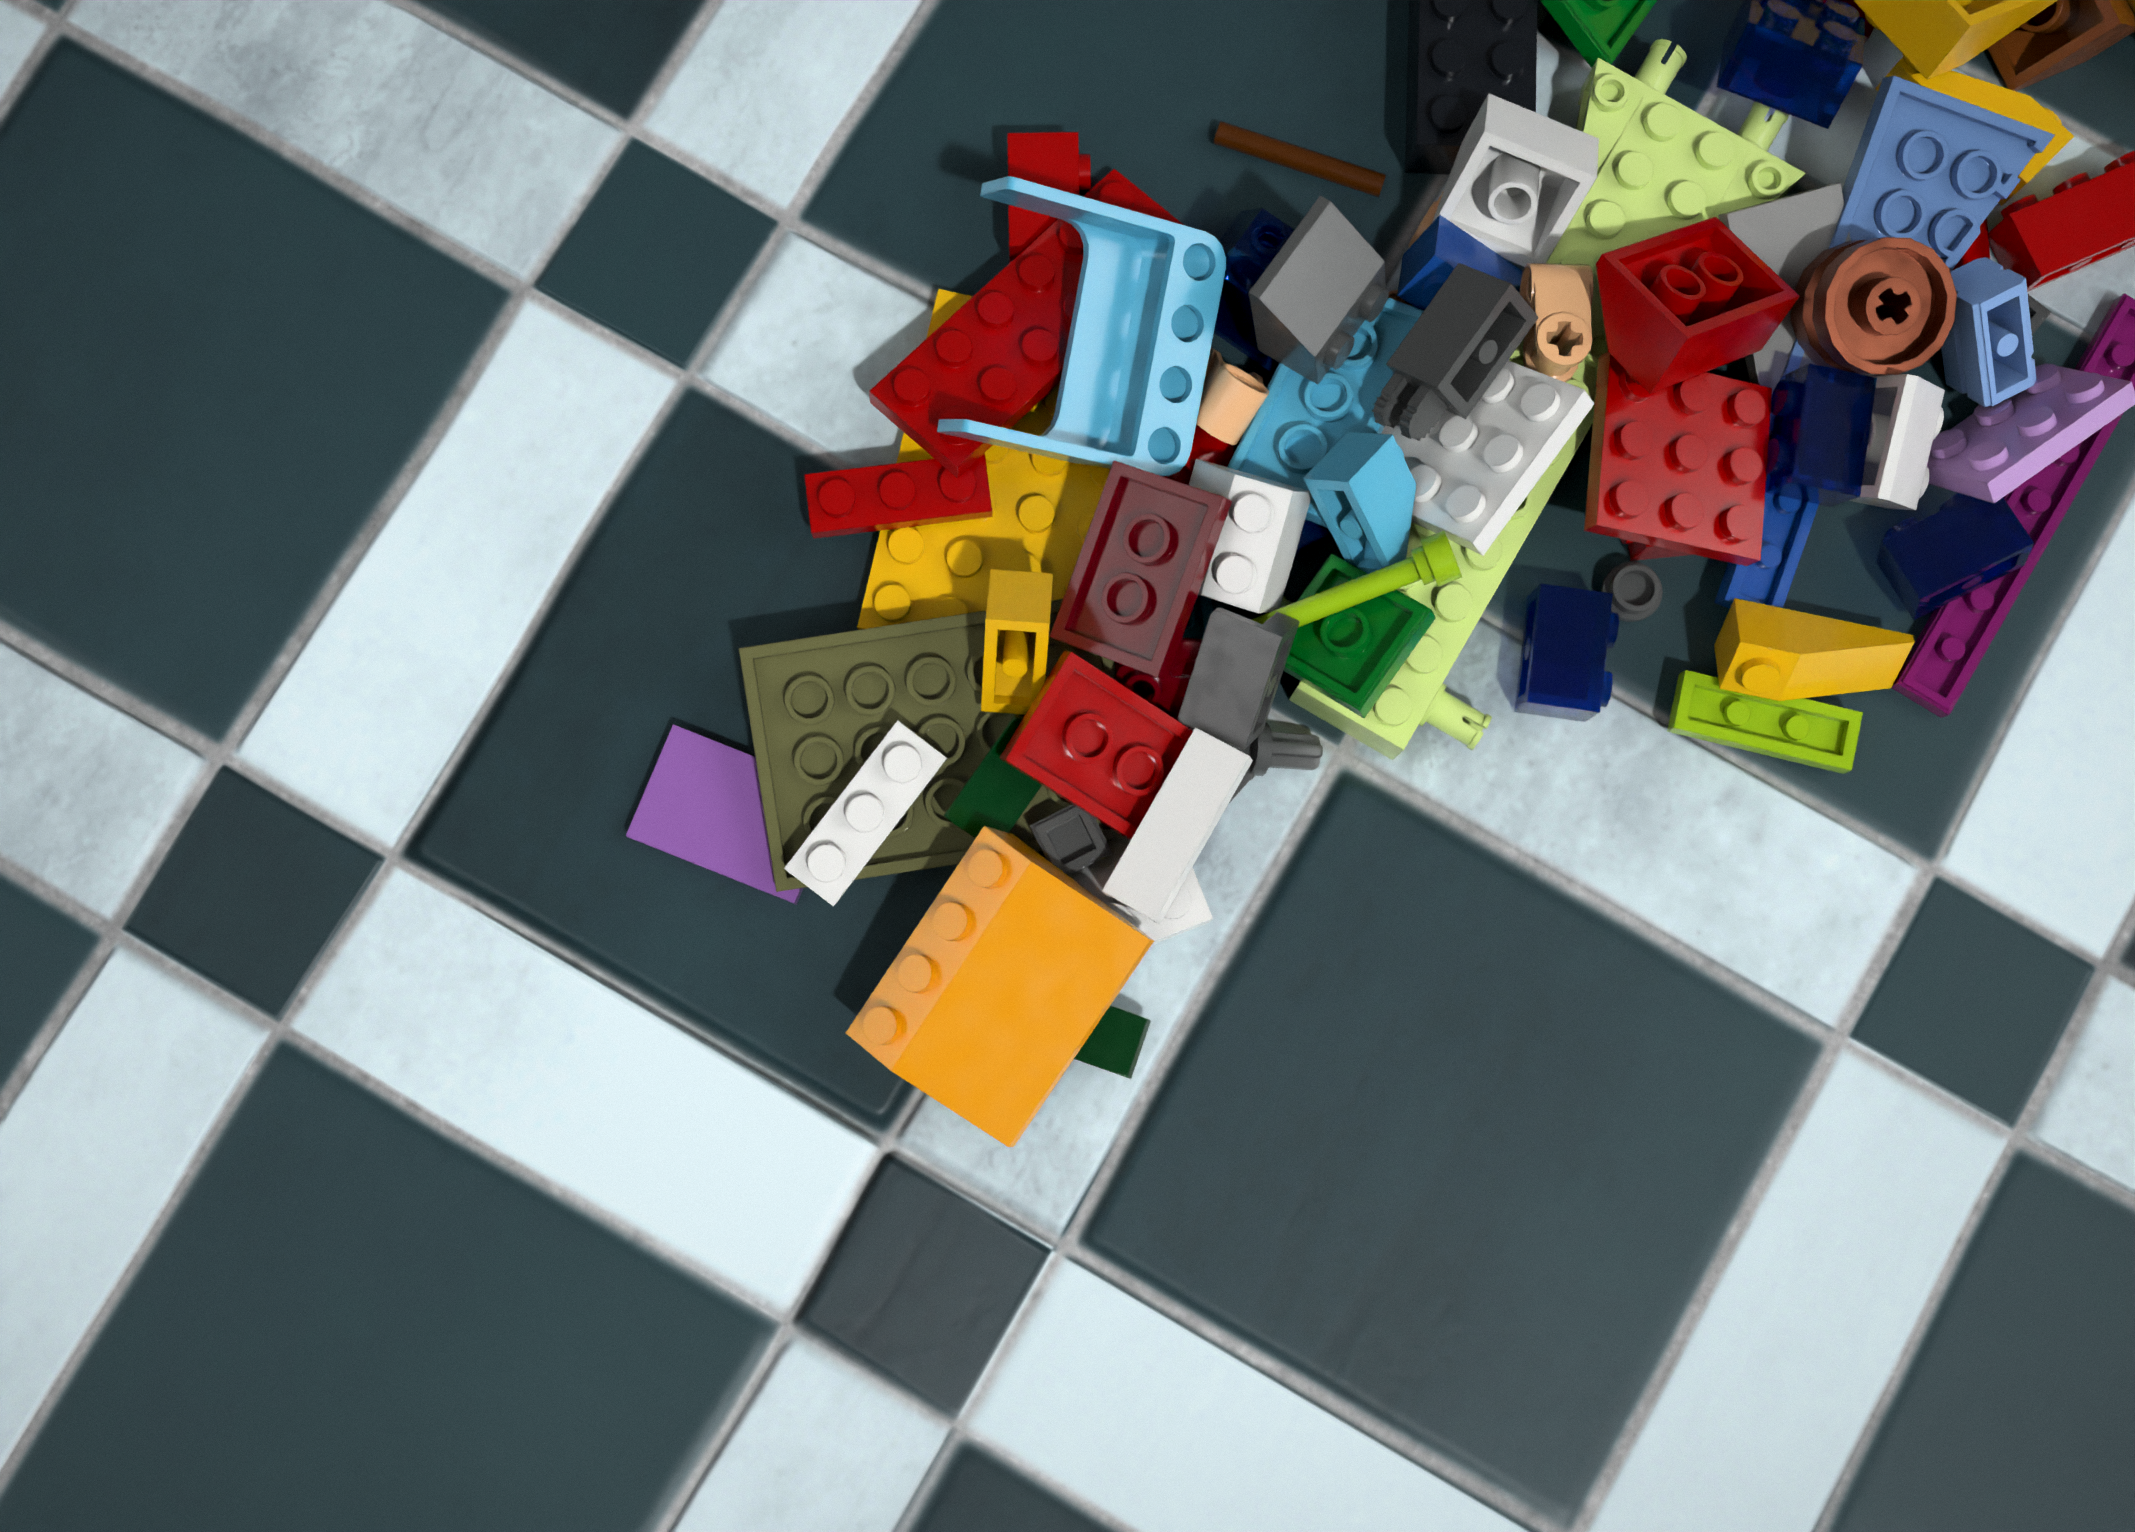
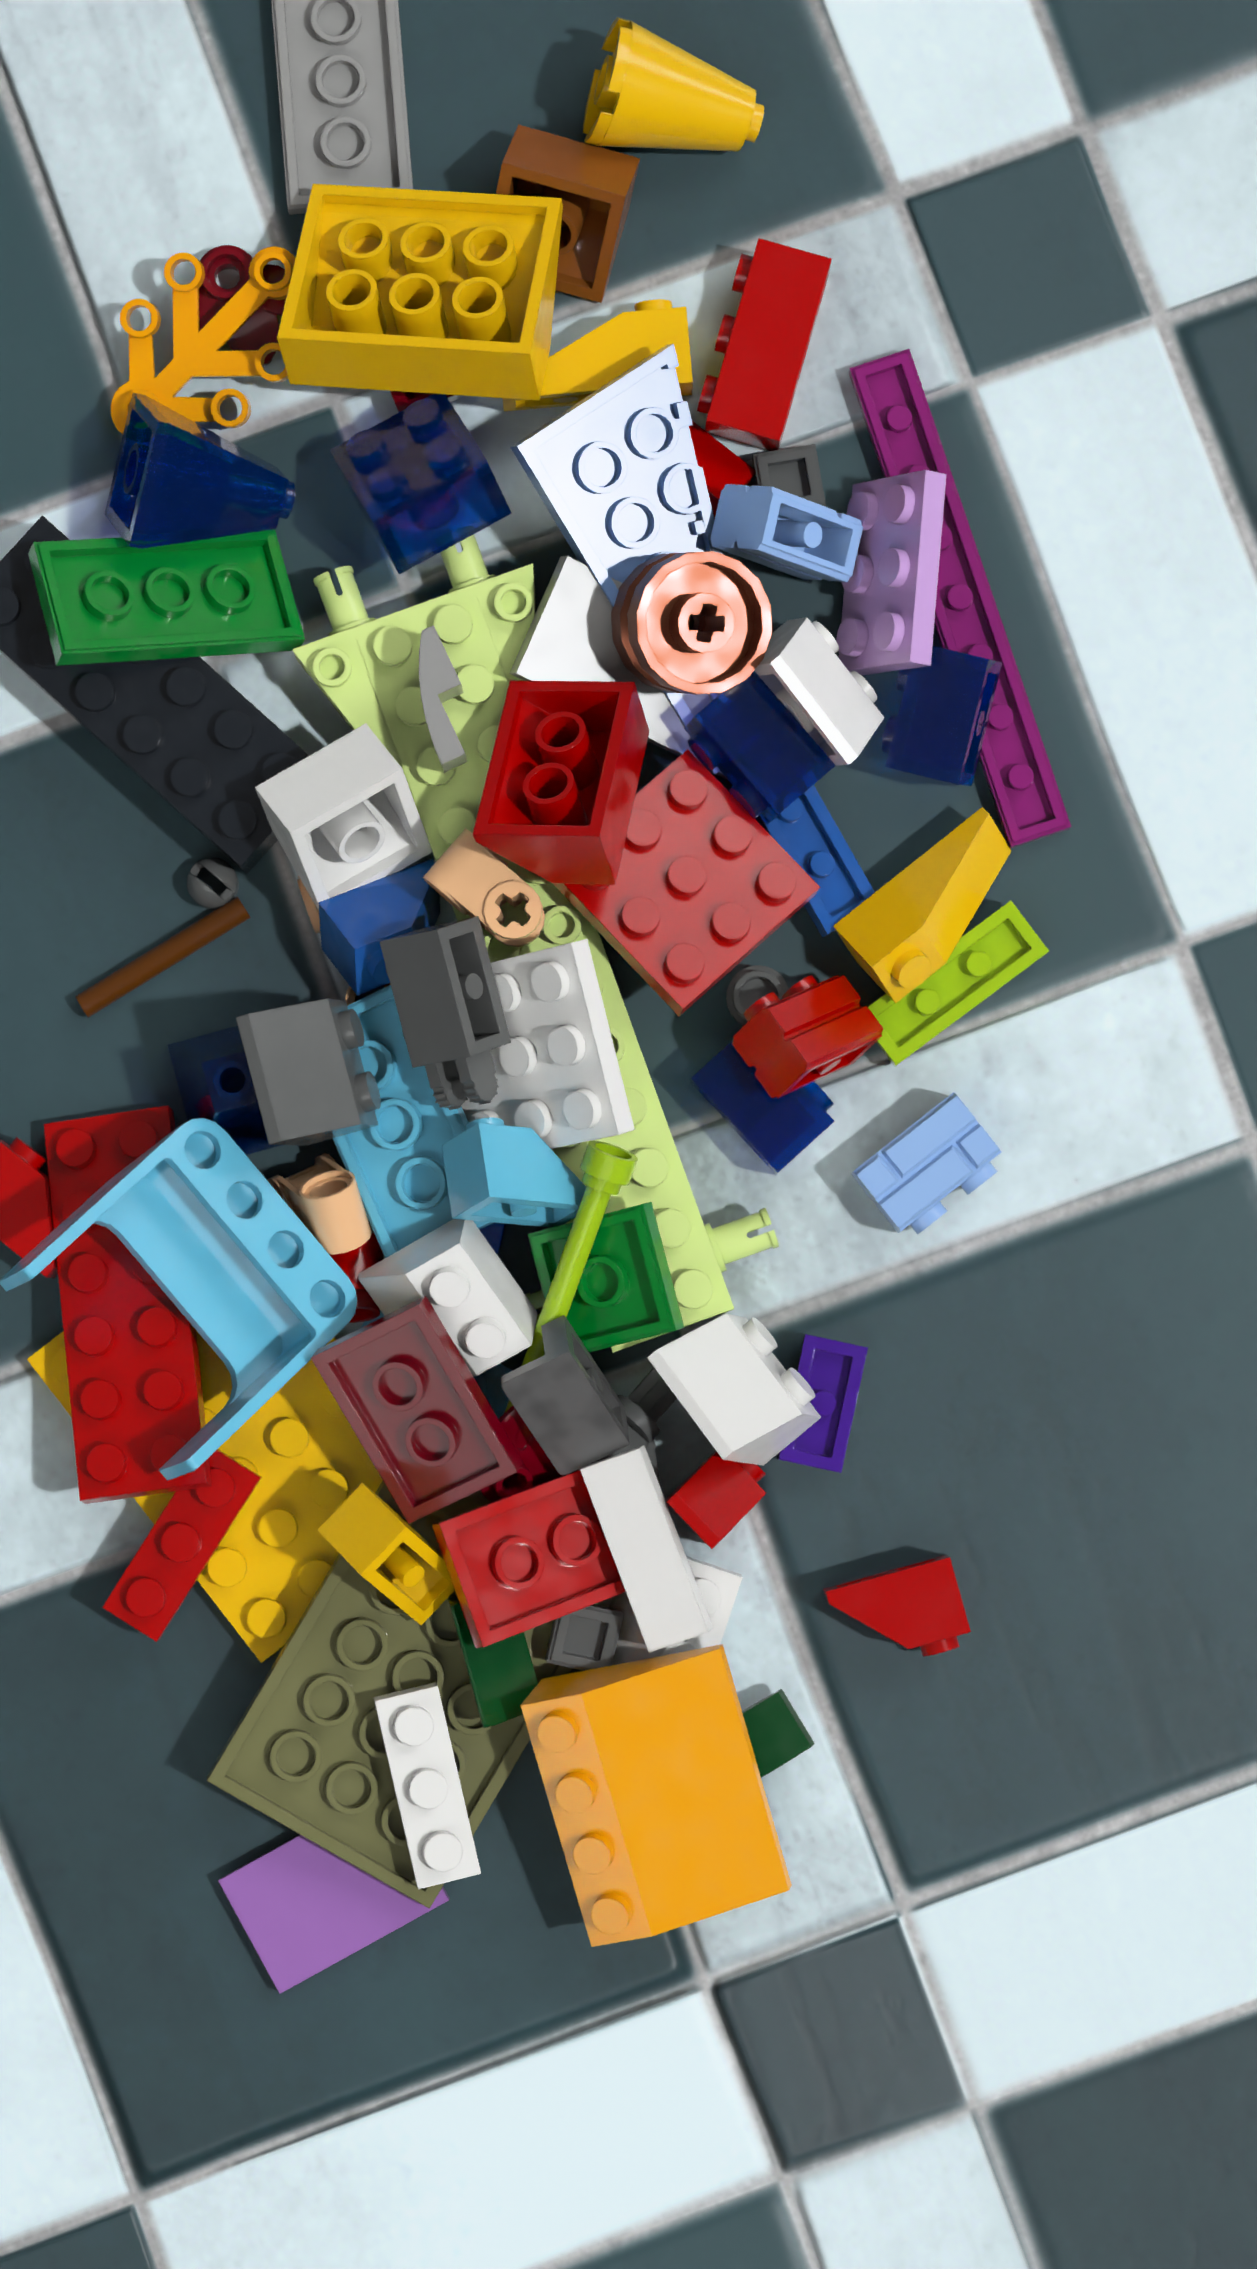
camera: 45 degrees left, 5 degrees up
(1255, 852) = (717, 1496): none -> red slope
(1291, 1062) = (908, 1605): none -> red slope
(1348, 800) = (737, 1388): none -> white slope
(1367, 149) = (202, 893): none -> dark grey hinge
(1384, 878) = (835, 1376): none -> dark purple plate
(1622, 810) = (927, 1164): none -> light blue brick
(1645, 639) = (805, 1034): none -> red brick
(1665, 171) = (438, 685): none -> light grey slope

